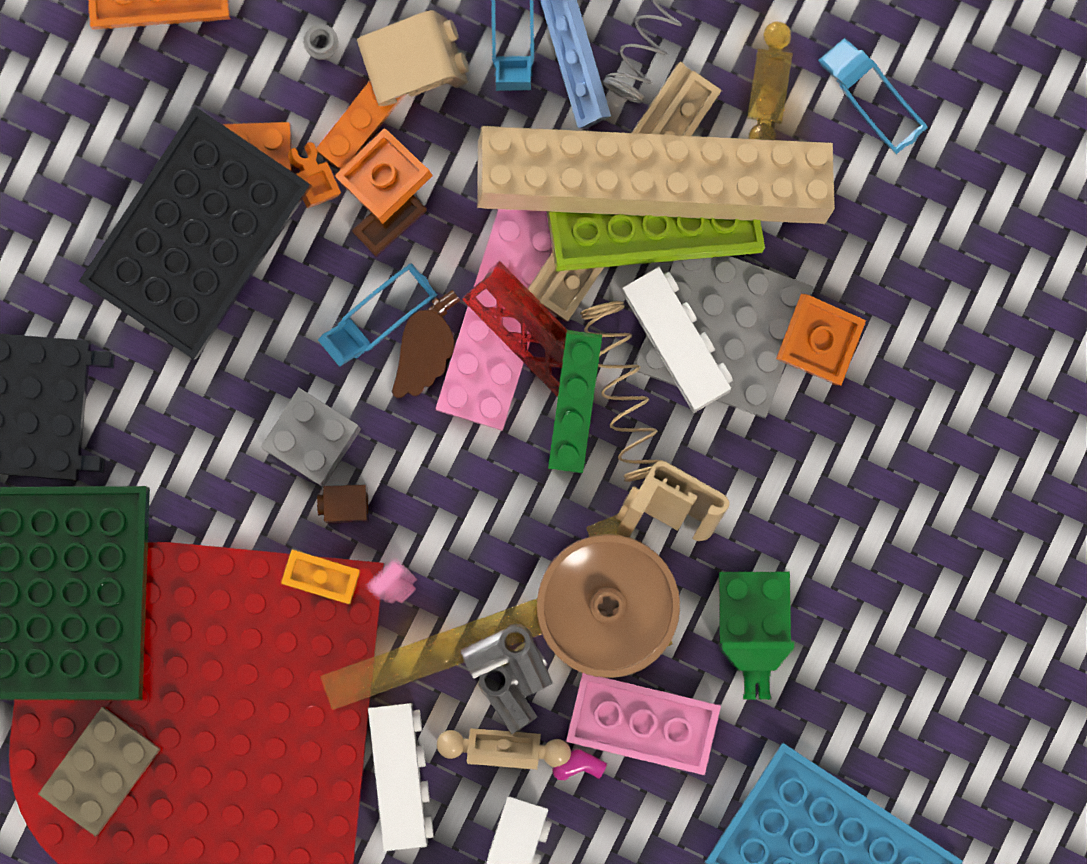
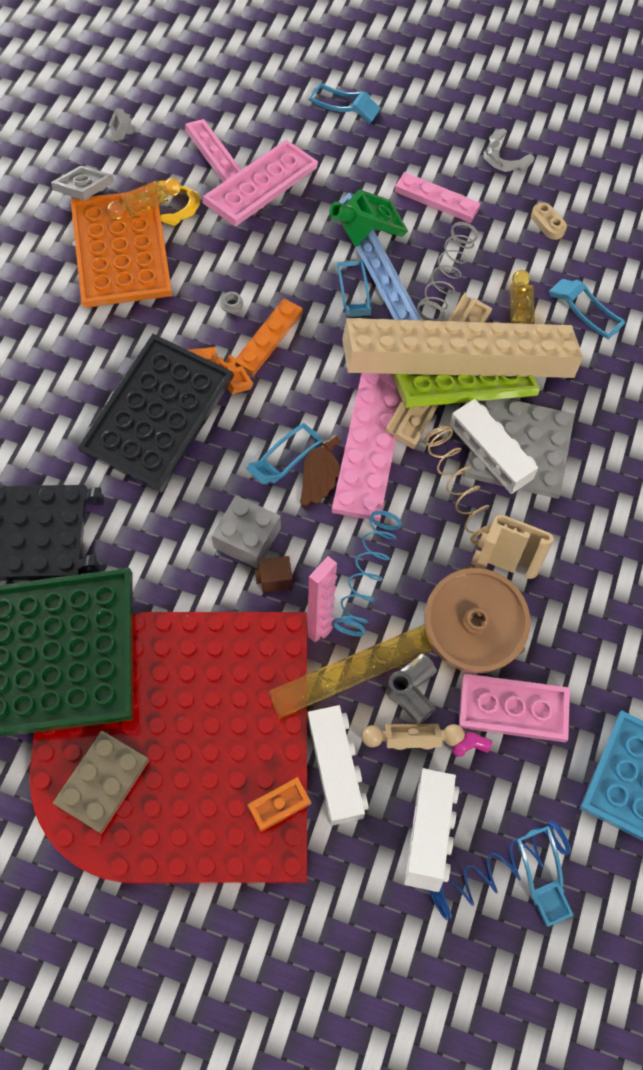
camera: 15 degrees left, 20 degrees down
(320, 577) = (262, 620): light orange plate -> none
(320, 824) = (279, 804): none -> orange plate
(379, 236) = (286, 399): reddish brown tile -> none
(383, 175) = (281, 370): orange plate -> none
(413, 57) = (293, 298): tan piece -> none
(494, 652) = (422, 664): flat silver piece -> none
(511, 440) = (344, 619): none -> dark azure piece
(532, 316) = (397, 443): clear red fence -> none
(575, 401) = (429, 490): green plate -> none
(755, 626) = (582, 632): green plate -> none
(821, 339) = (588, 442): orange plate -> none

